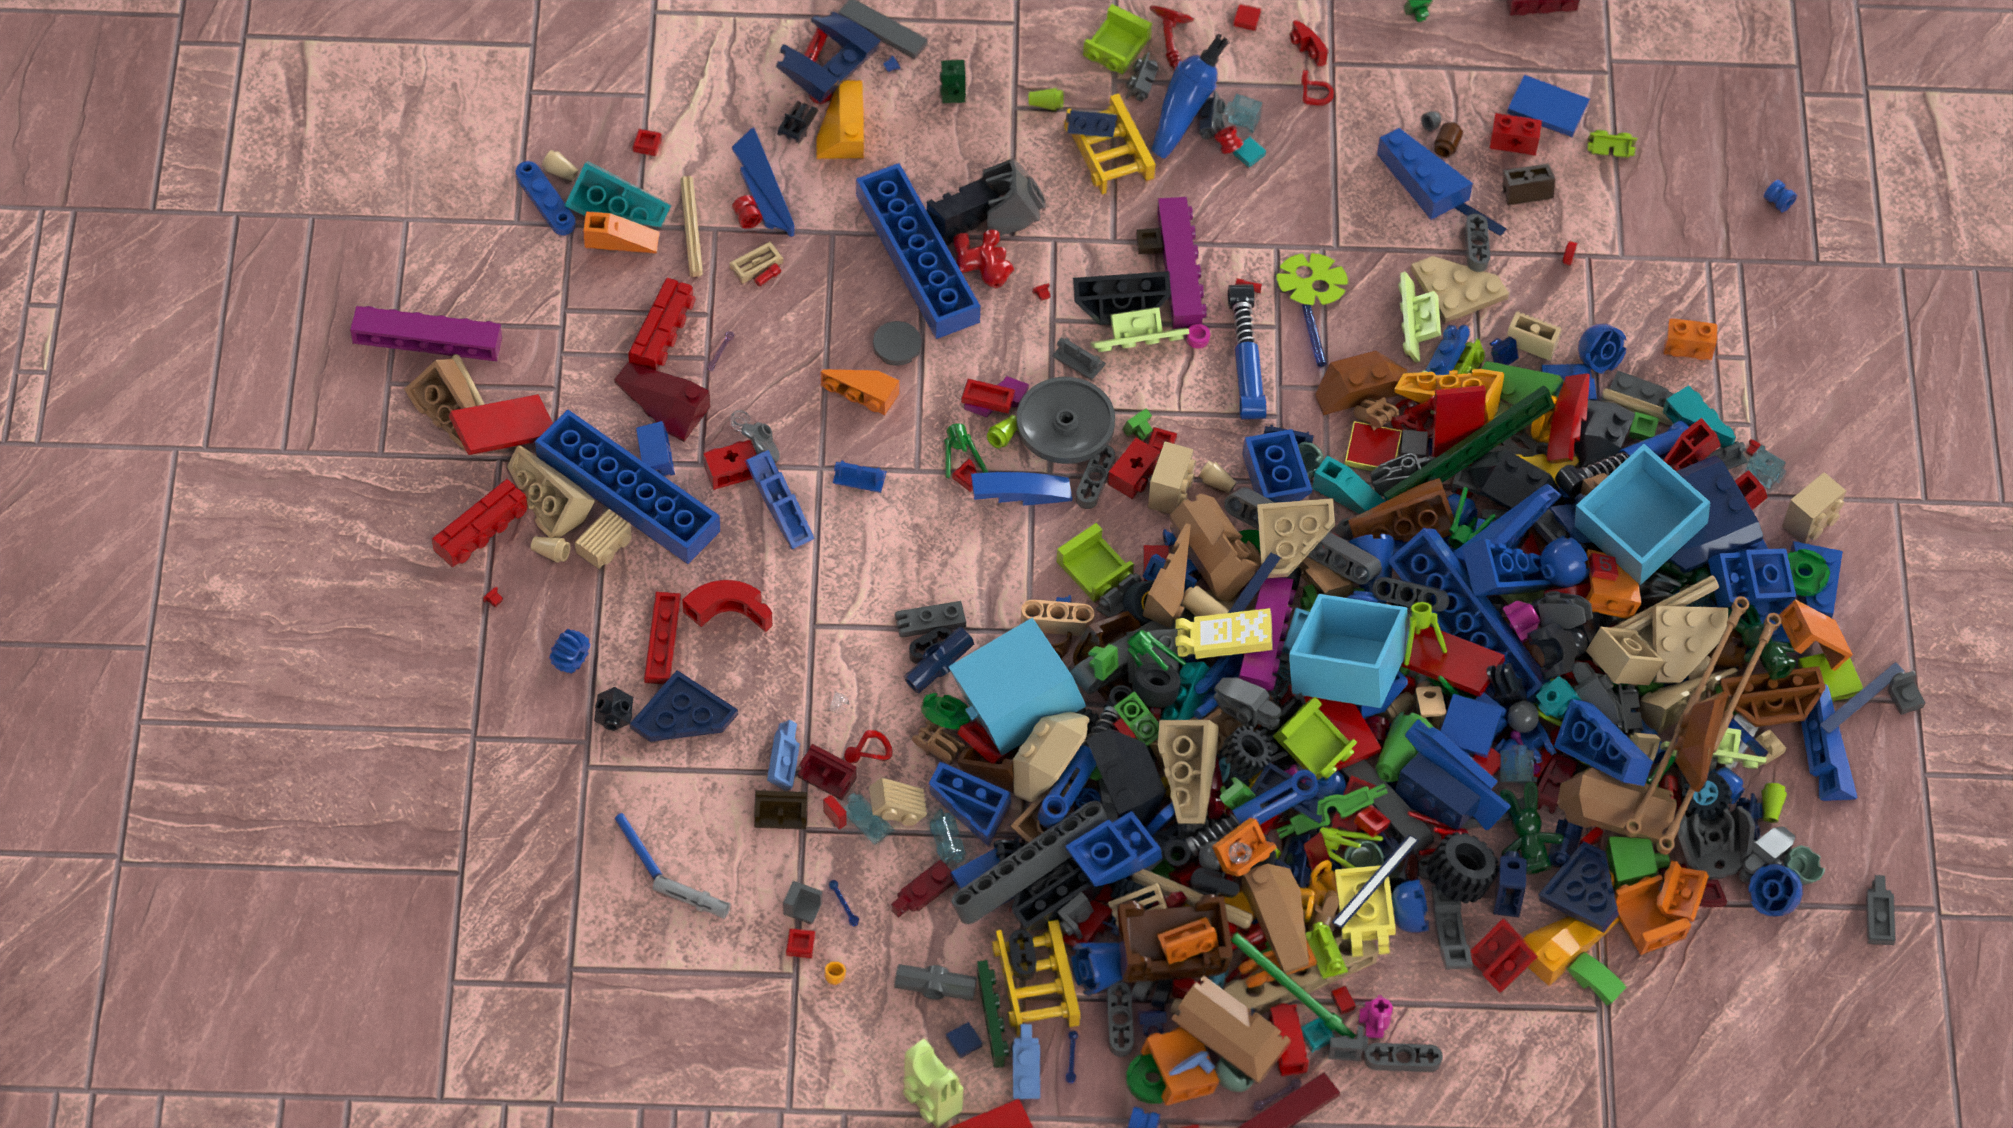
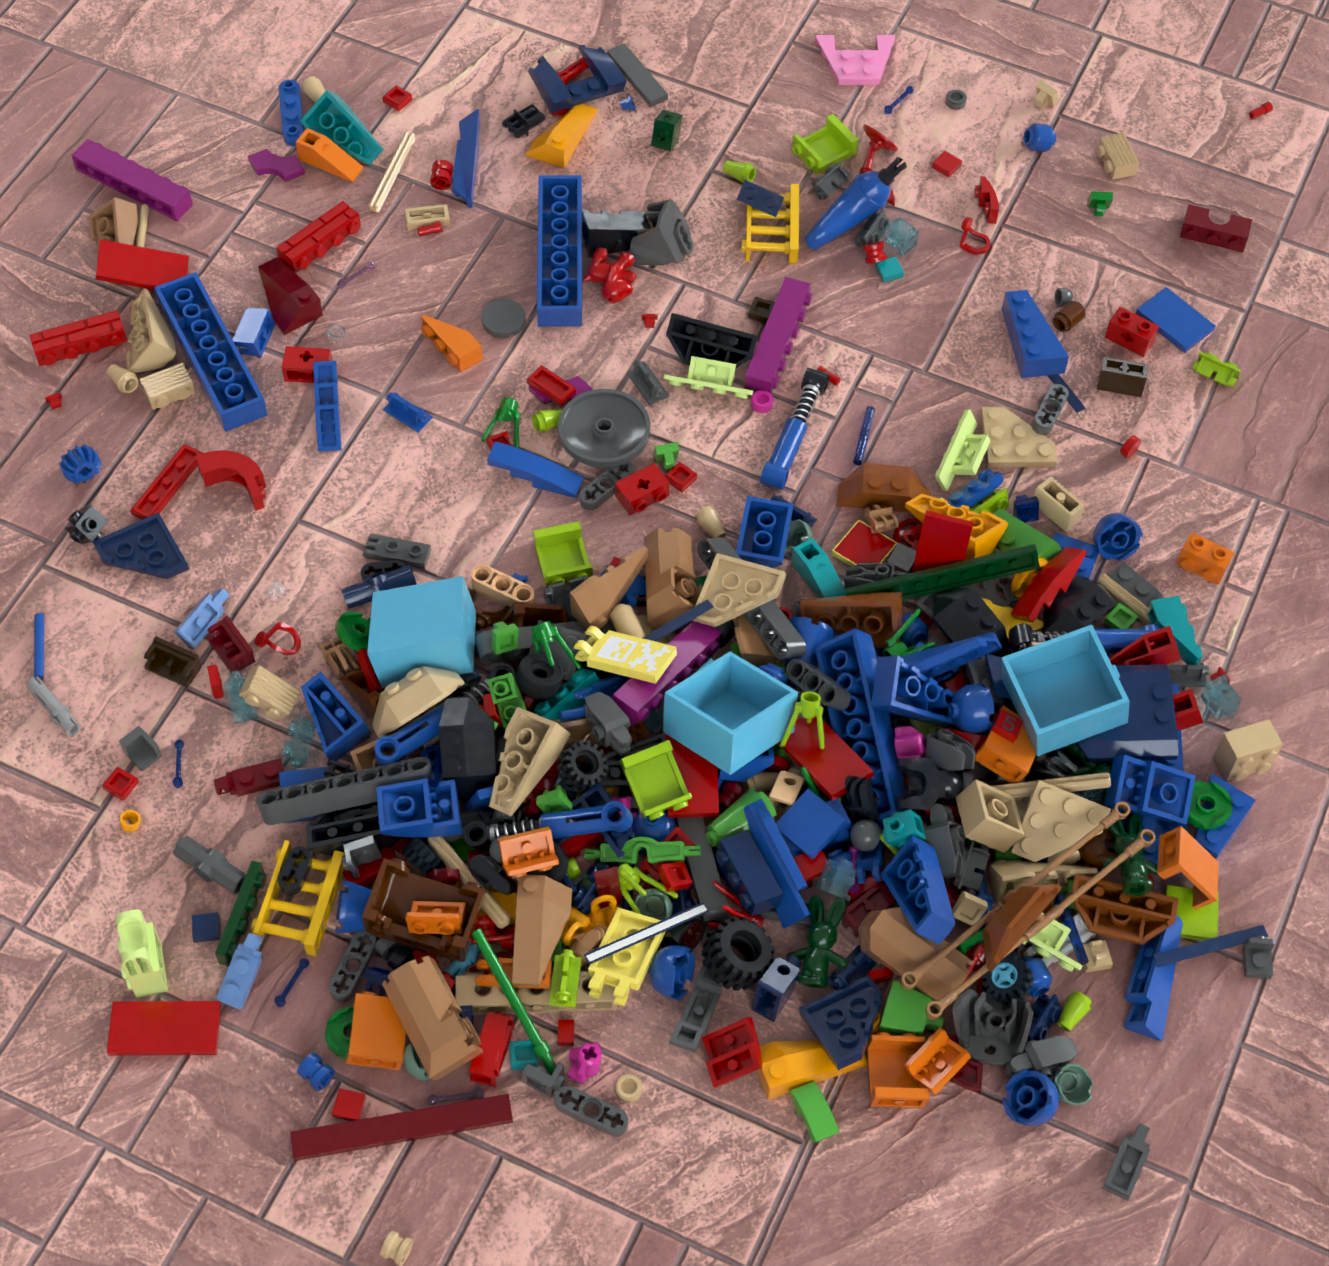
camera: 25 degrees right, 0 degrees up
(576, 261) = (268, 163): none -> magenta tile
(762, 438) = (343, 352): dark grey plate -> none
(1105, 802) = (436, 771): none -> clear blue bar
(1113, 904) = (434, 866): tan tile -> none
(1171, 478) = (665, 505): tan brick -> none
(1197, 1059) = (391, 1032): medium blue bar -> none
(1240, 847) = (513, 854): clear hinge -> none
(1304, 291) = (876, 393): lime piece -> none
(1424, 1025) = (628, 1088): none -> tan tile

